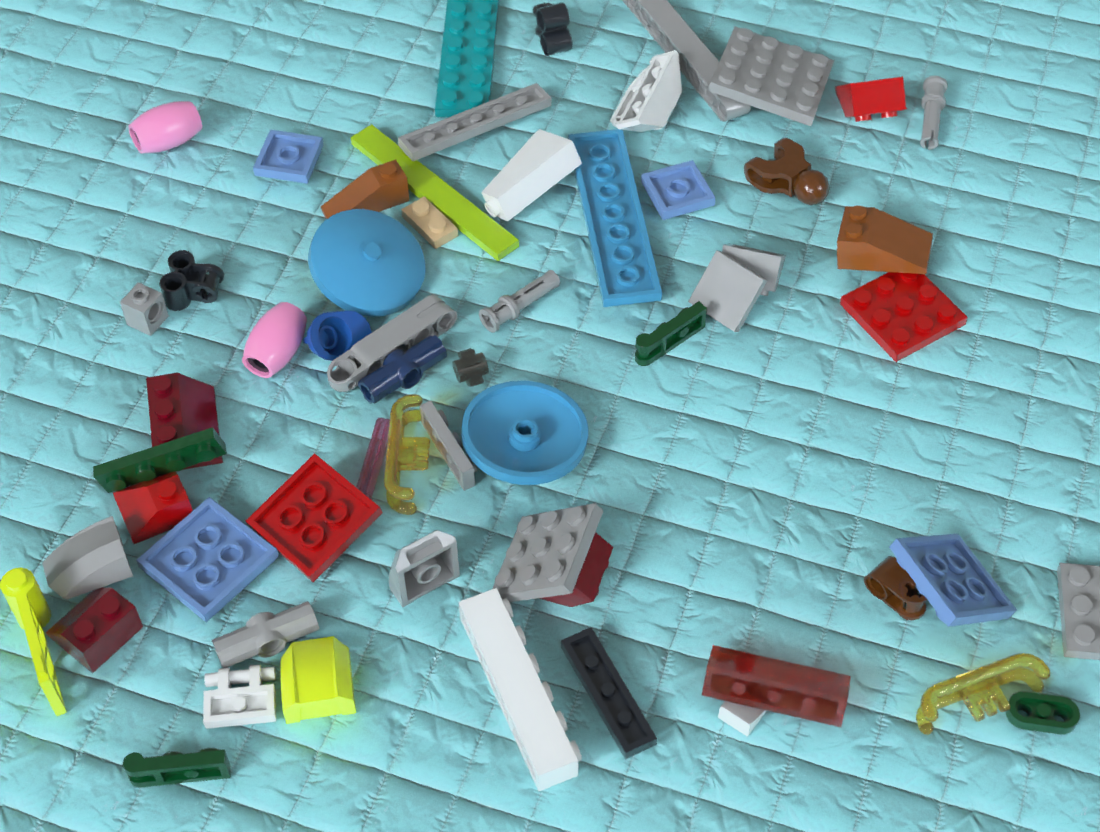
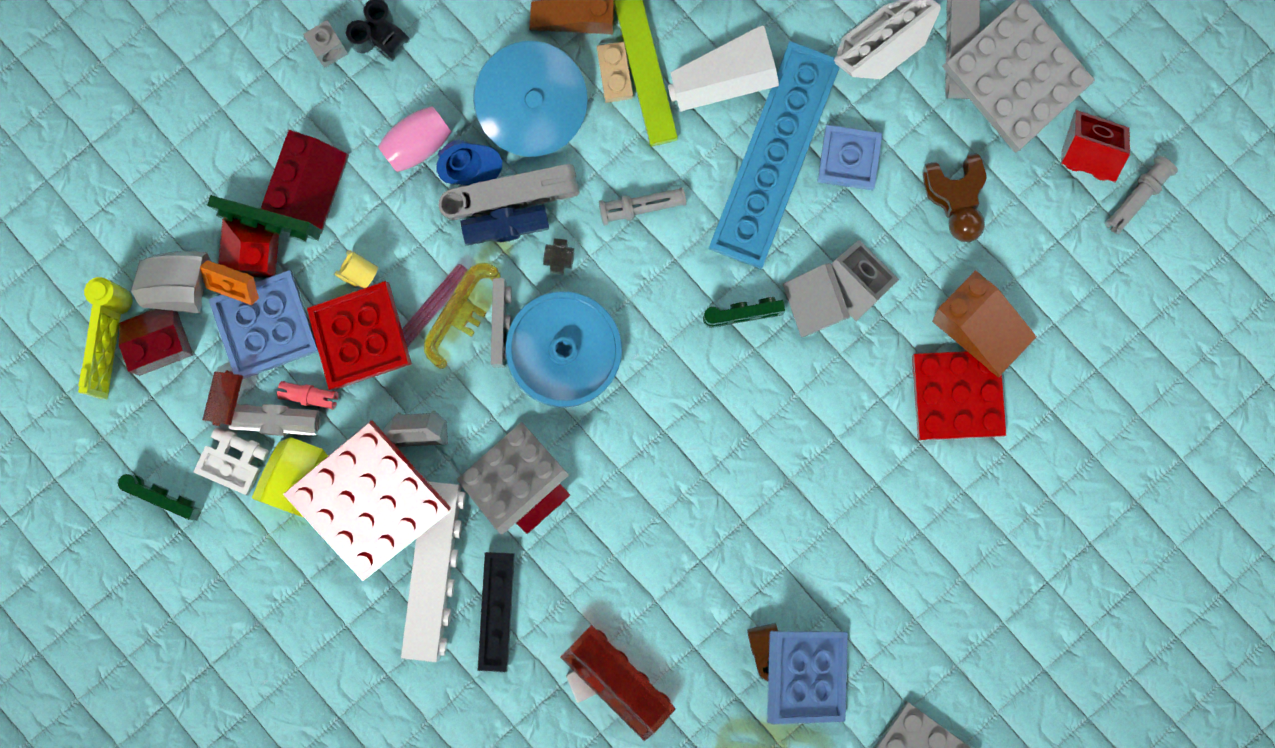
camera: 30 degrees right, 30 degrees up
(153, 526) = (229, 282): none -> orange plate
(199, 638) = (222, 398): none -> clear red piece
(278, 462) = (356, 270): none -> light yellow piece
(289, 596) = (307, 395): none -> coral pin
(412, 638) = (367, 500): none -> plate

